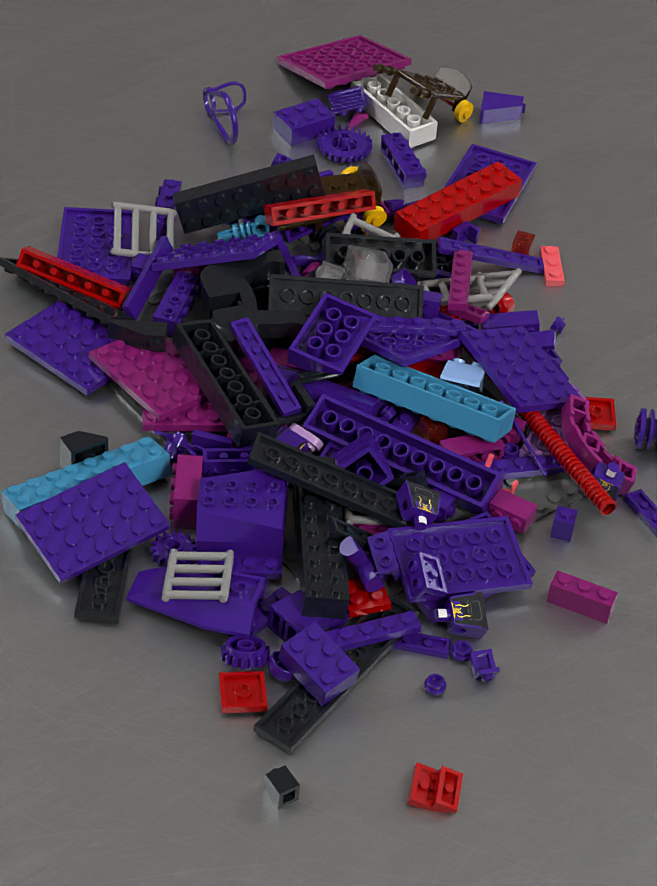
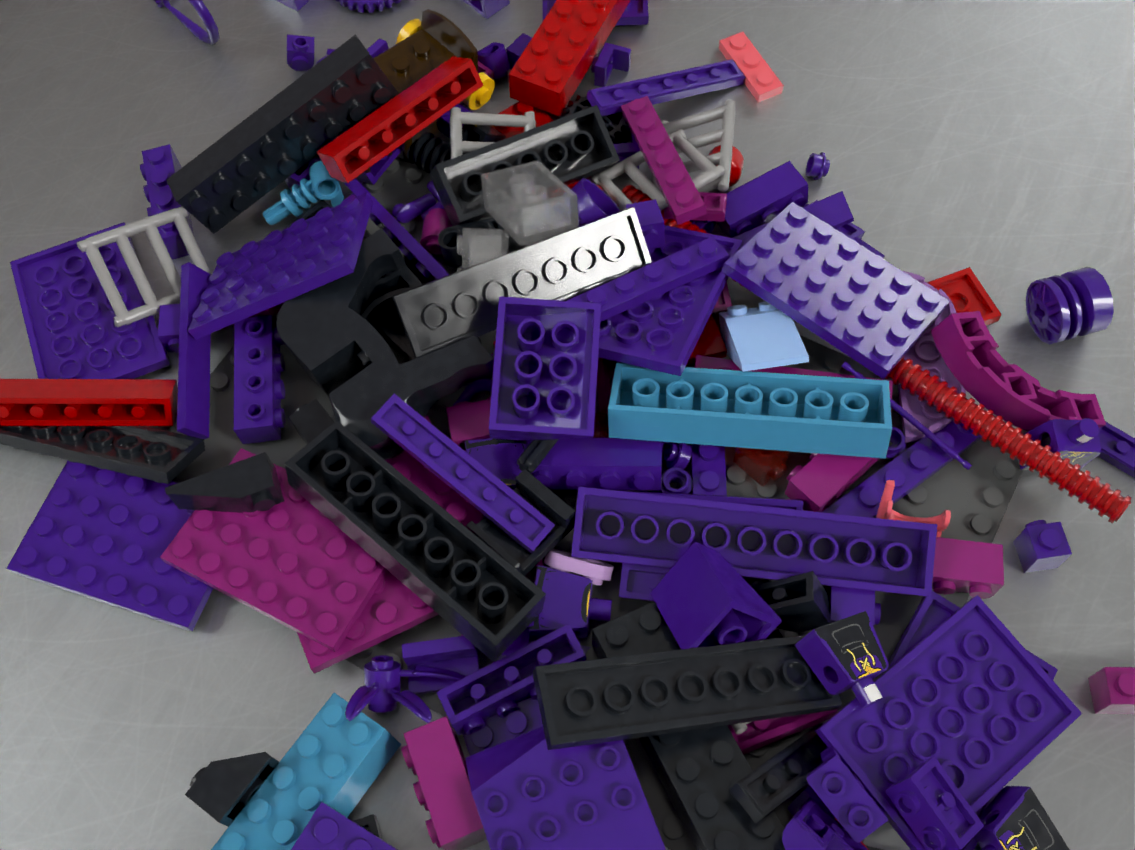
camera: 15 degrees left, 20 degrees up
(523, 243) = (697, 47): clear red brick -> none

